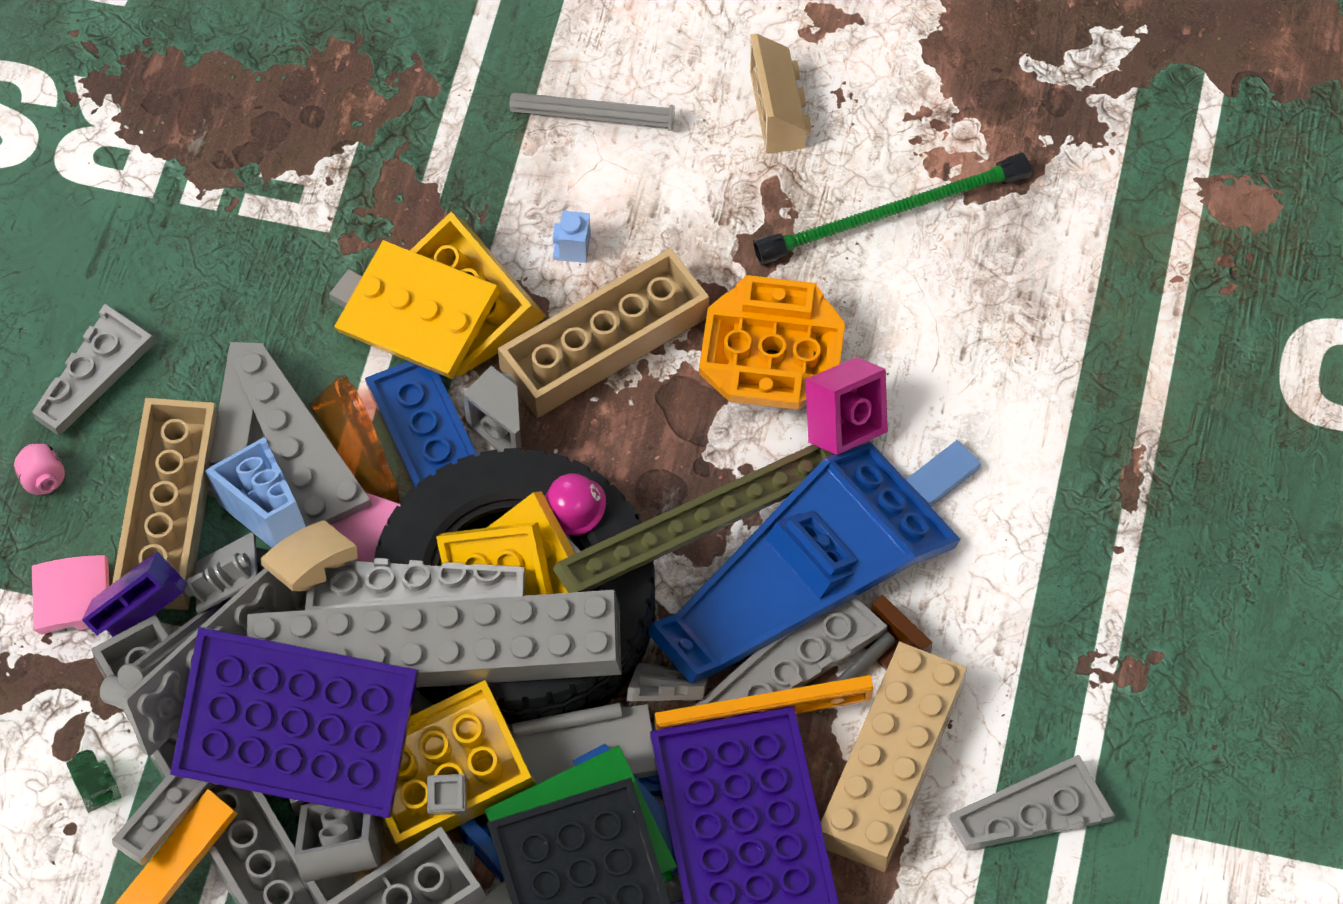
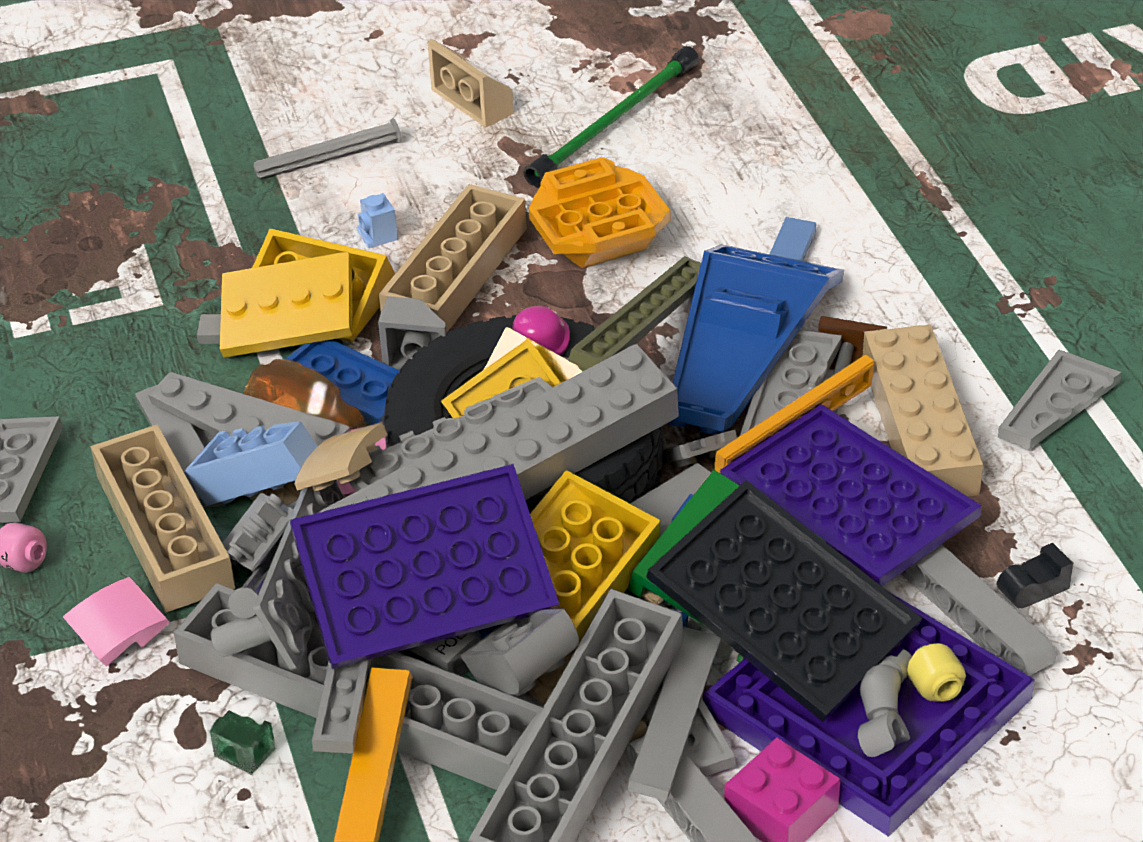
camera: 30 degrees left, 20 degrees down
(134, 596) = (189, 573): dark purple piece -> none
(447, 794) = (596, 566): light grey tile -> none
(566, 720) = (657, 487): light grey bar -> none
(846, 405) = (691, 216): dark pink brick -> none

